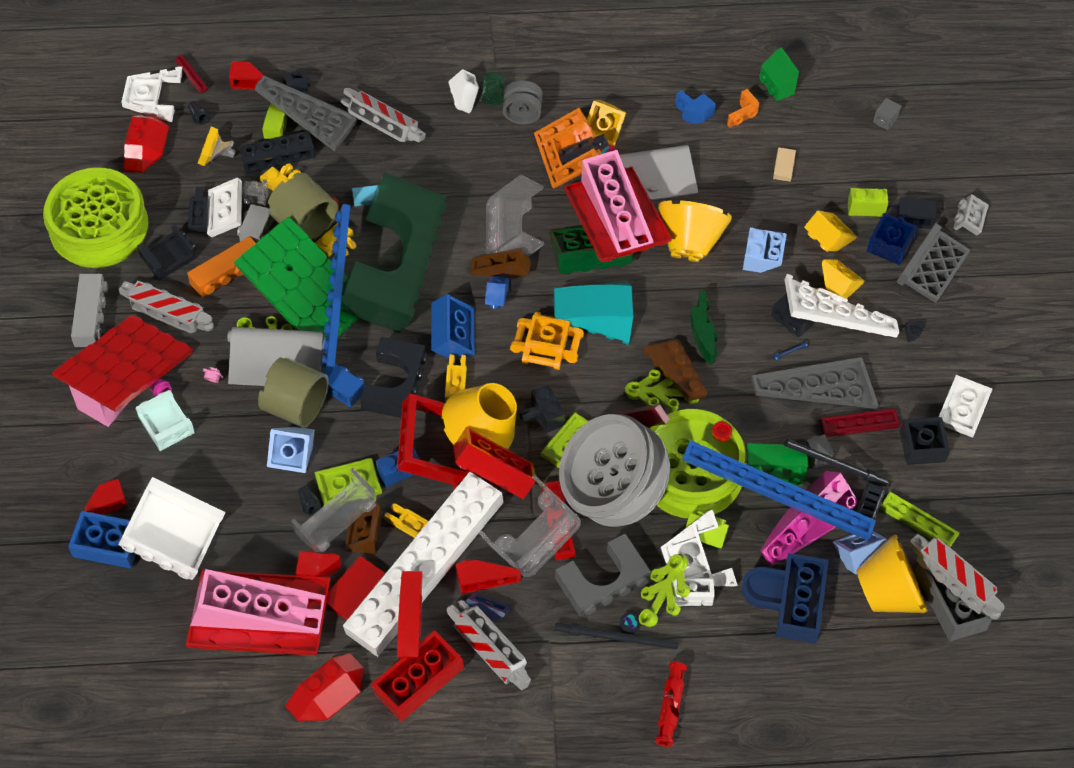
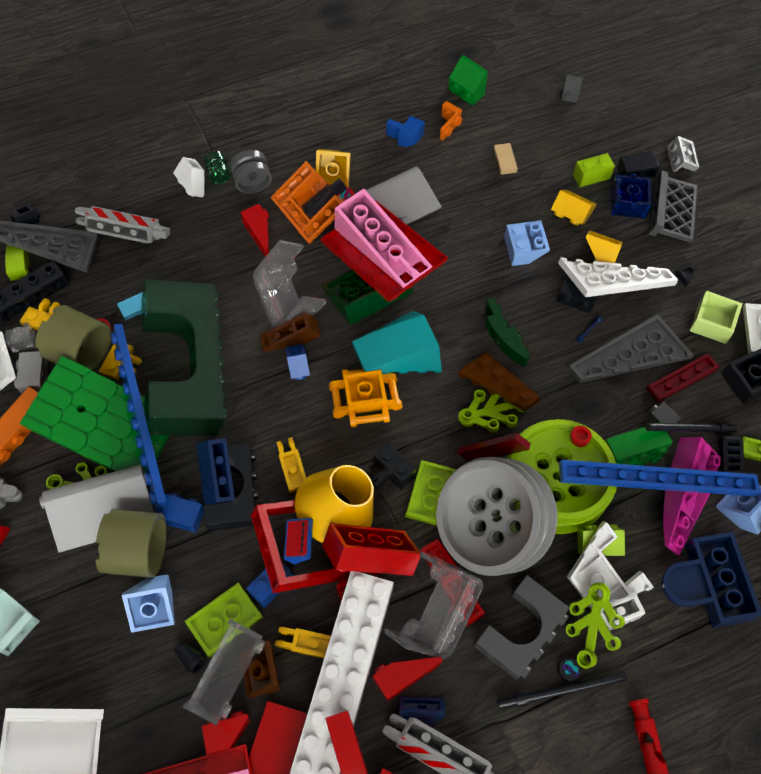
camera: 20 degrees left, 5 degrees up
(212, 375) = (38, 549): bright pink plate -> none
(385, 357) = (215, 471): none -> dark blue brick
(434, 433) = (298, 540): none -> slope
(452, 327) = (268, 413): blue slope -> none
(510, 155) = (256, 222): none -> red slope
(692, 228) = (458, 239): yellow cone -> none
(919, 378) = (716, 317): none -> yellowish green piece

